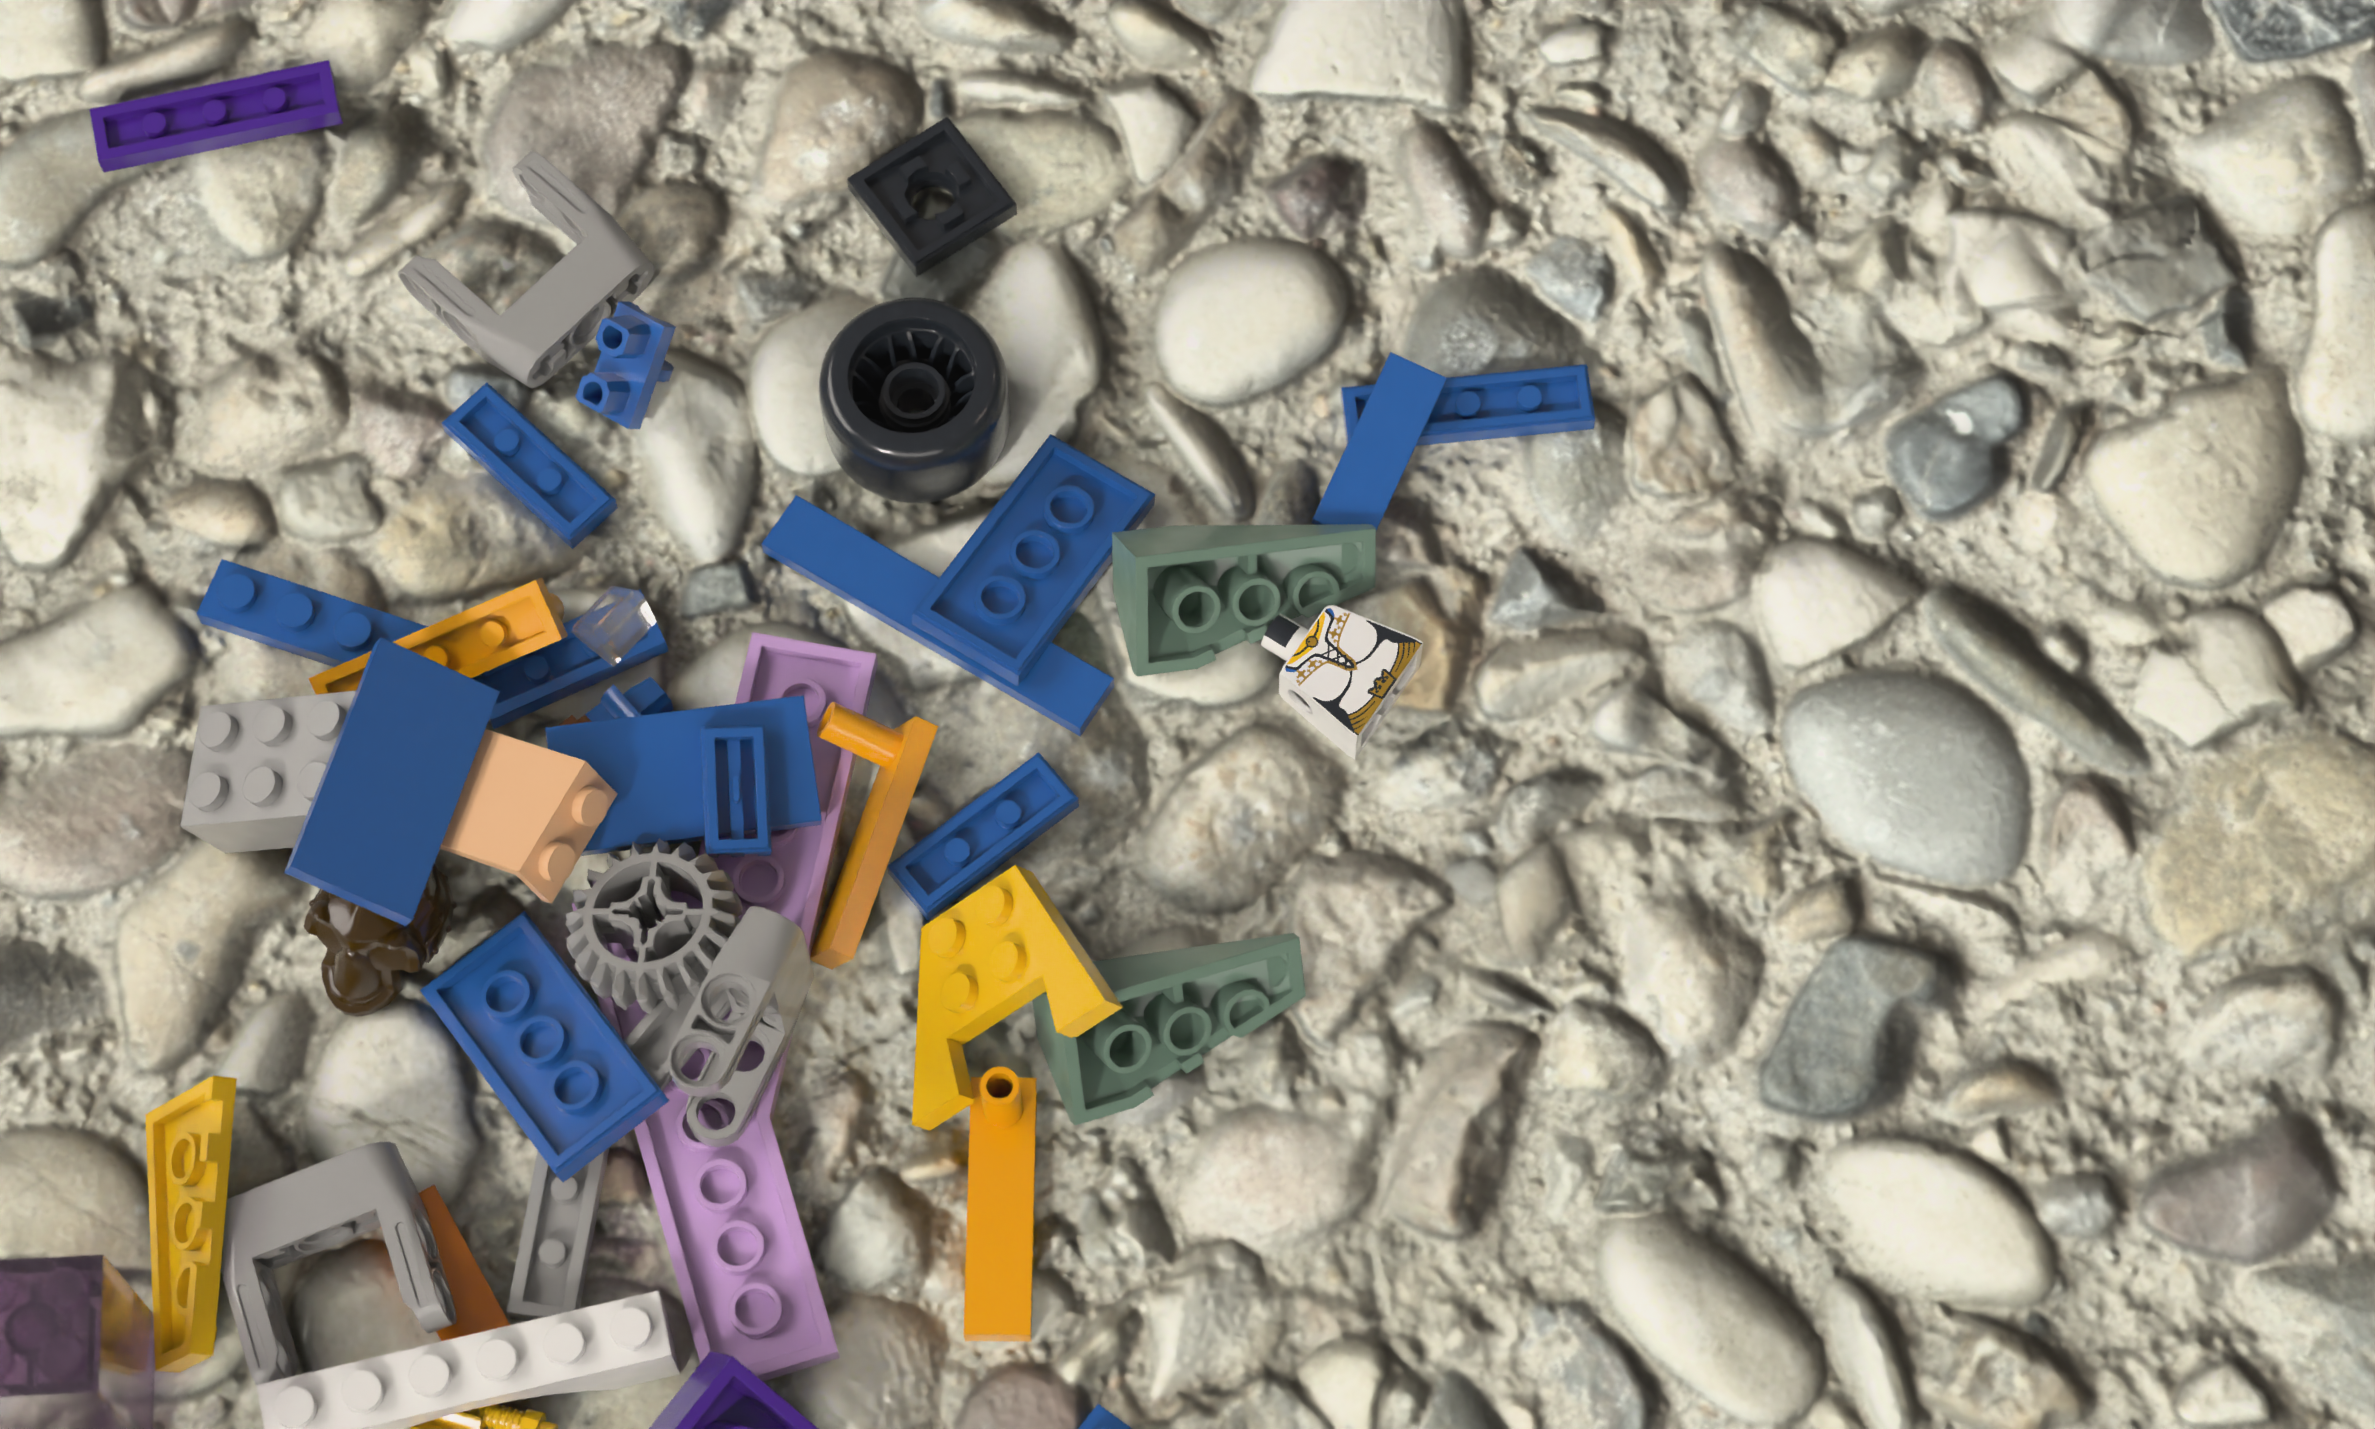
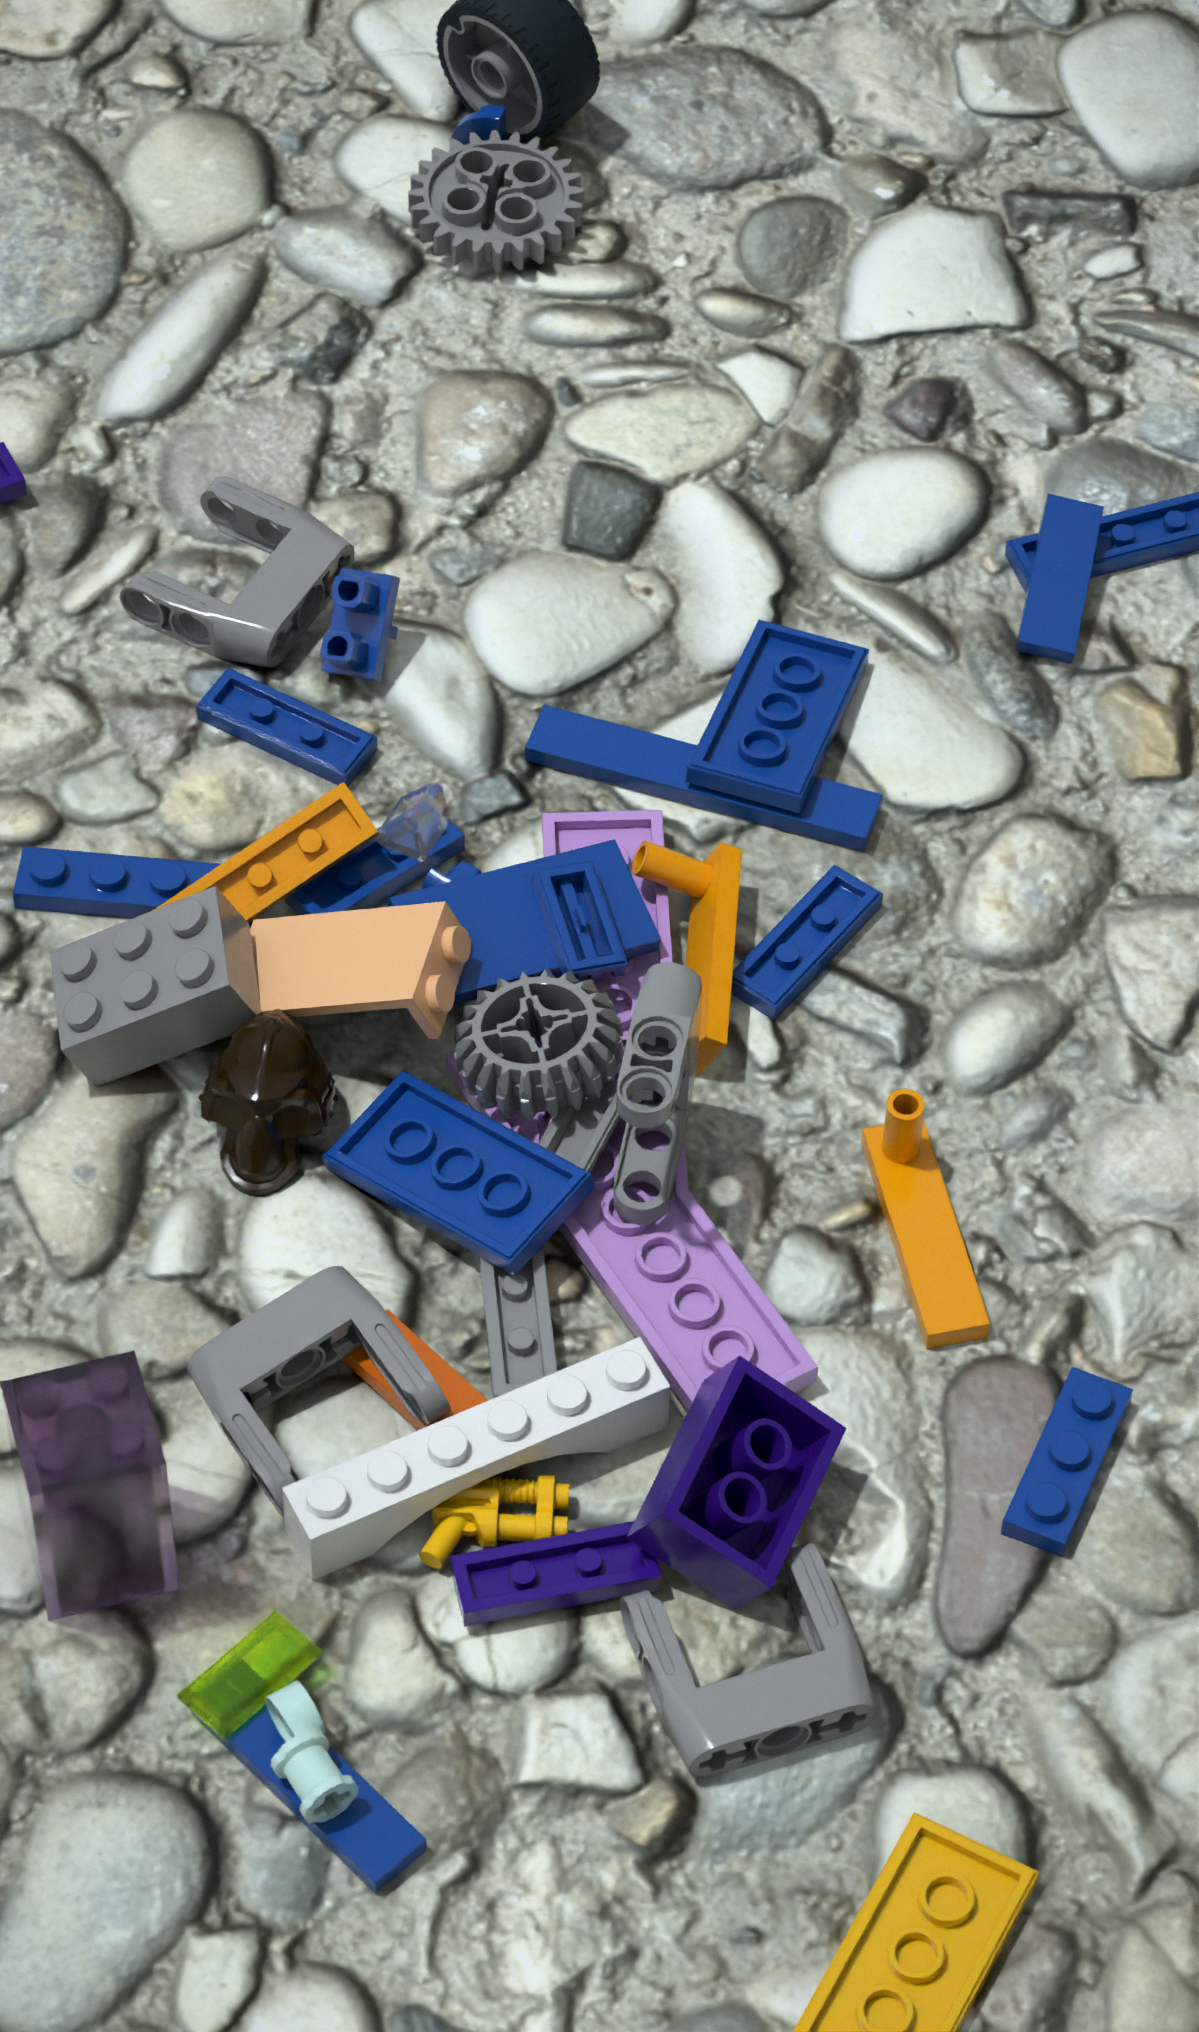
camera: 15 degrees left, 15 degrees down
(187, 1210) = (157, 1316): yellow wing -> none
(392, 782) = (267, 955): blue tile -> none
(906, 360) = (635, 601): black wheel -> none
(940, 160) = (589, 432): black piece -> none
(983, 966) = (853, 1024): yellow wing -> none
(1171, 1015) = (1005, 1053): sand green wedge -> none
(1214, 586) = (948, 710): sand green wedge -> none
(1342, 672) = (1087, 752): white torso -> none

